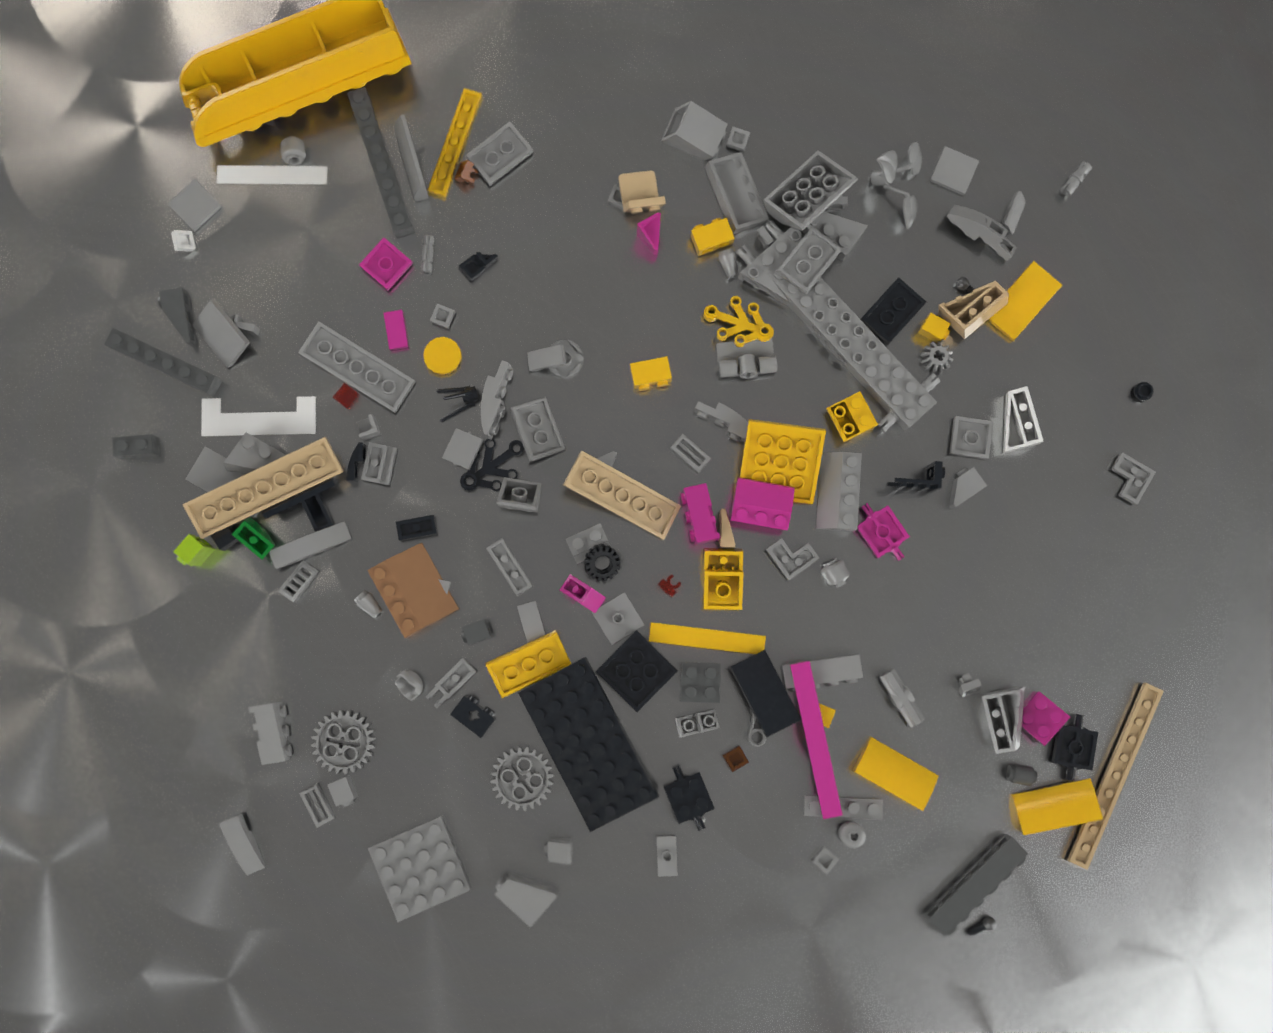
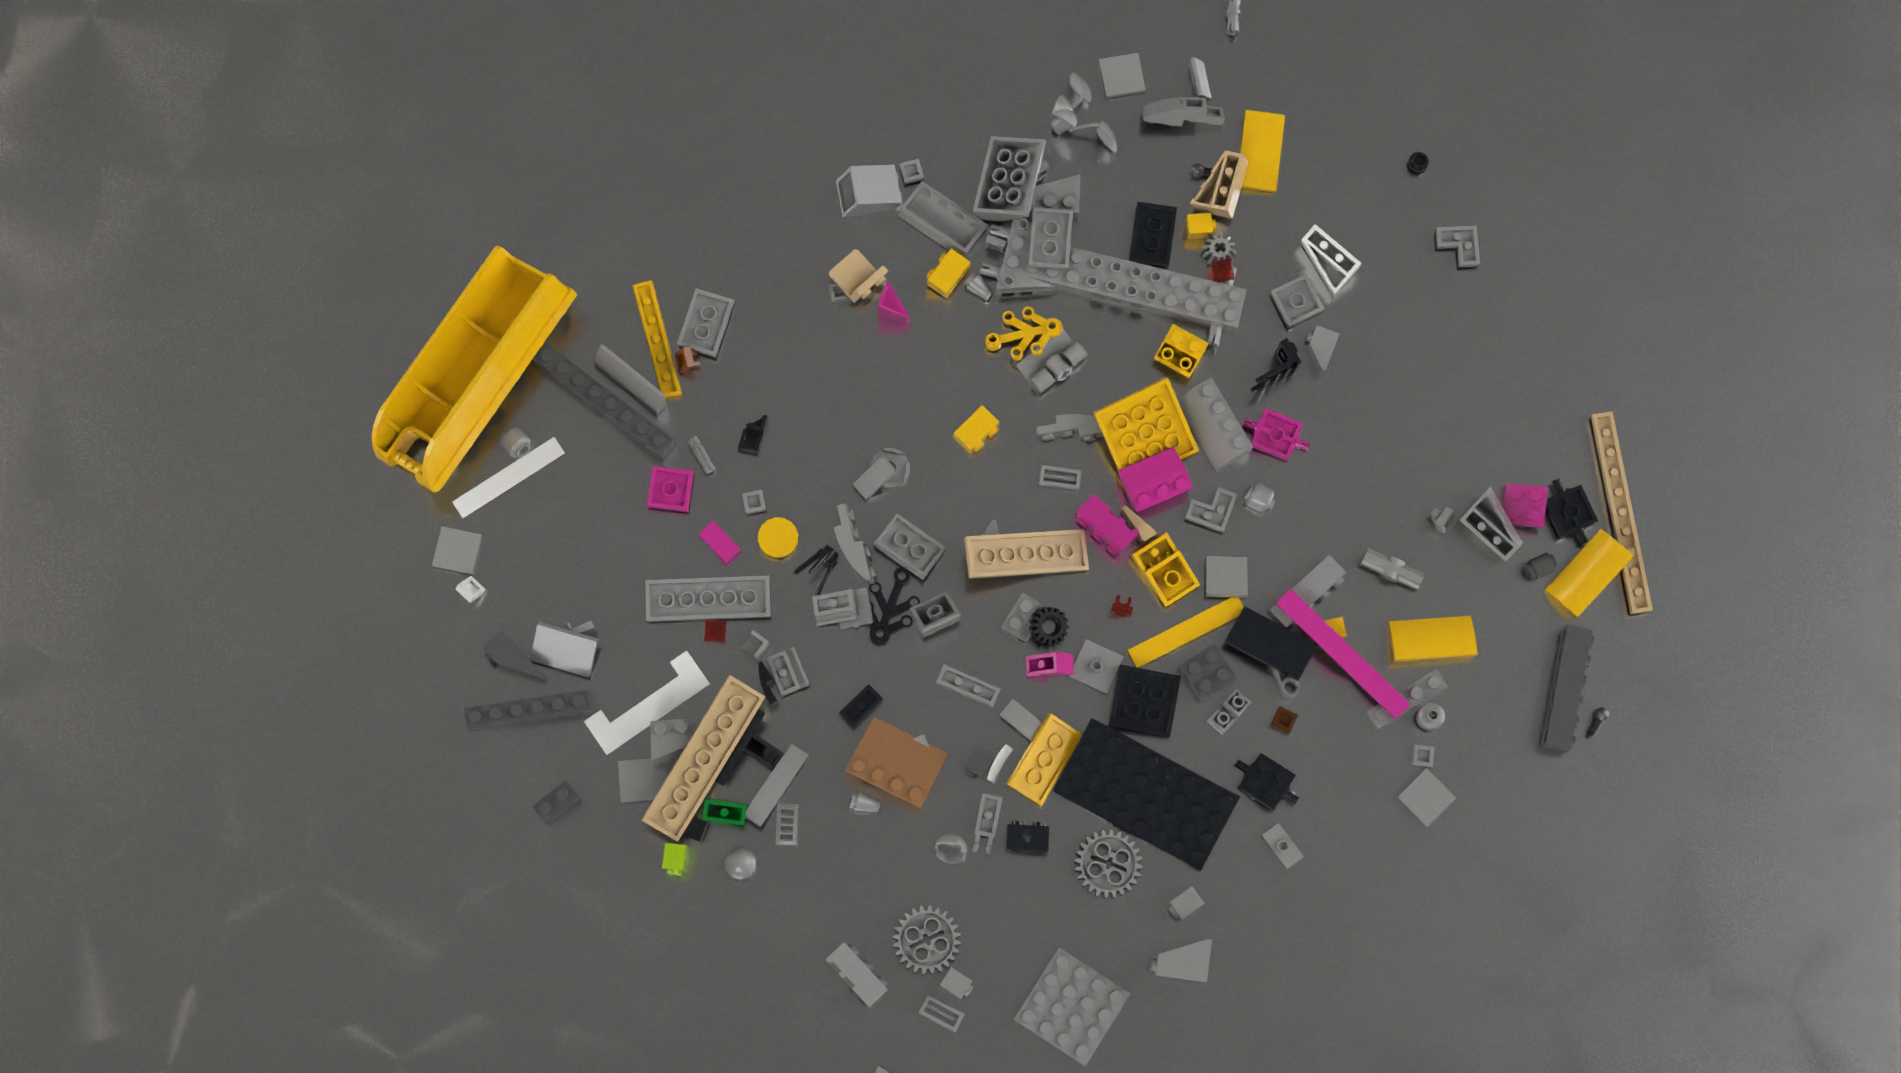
camera: 30 degrees left, 5 degrees down
(244, 586) = (740, 863): none -> light grey hair
(447, 438) = (834, 607): none -> light grey plate
(491, 642) = (998, 763): none -> white sticker
(767, 617) = (1226, 577): none -> light grey tile
(805, 894) = (1426, 797): none -> light grey tile
(928, 375) = (1222, 270): none -> clear red tile

